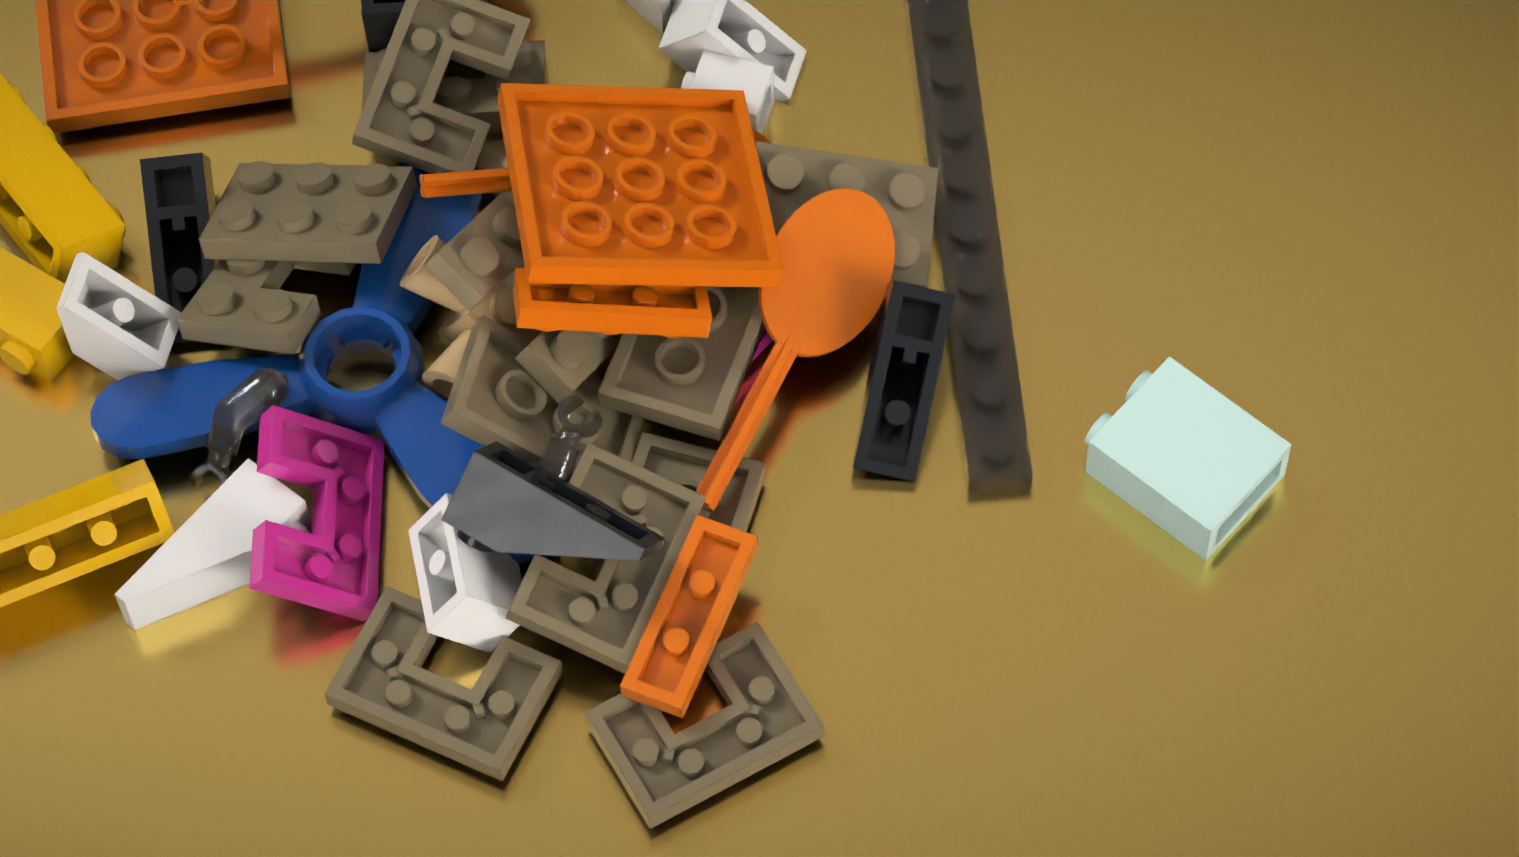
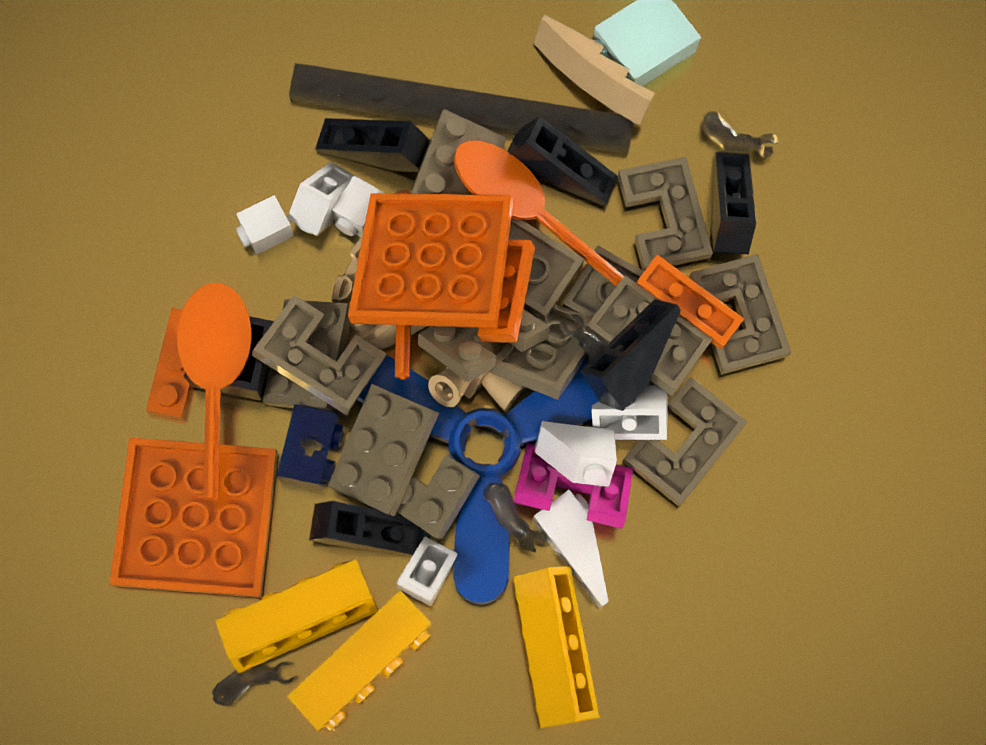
camera: 85 degrees left, 15 degrees up
(299, 122) = (304, 428): none -> clear blue brick
(374, 507) = (578, 452): none -> white slope
(850, 89) = (374, 142): none -> black slope
(912, 664) = (733, 203): none -> black slope
(915, 566) = (673, 186): none -> dark tan plate
(1040, 645) = (730, 140): none -> clear smoke arm
(1093, 380) = (587, 67): none -> tan slope

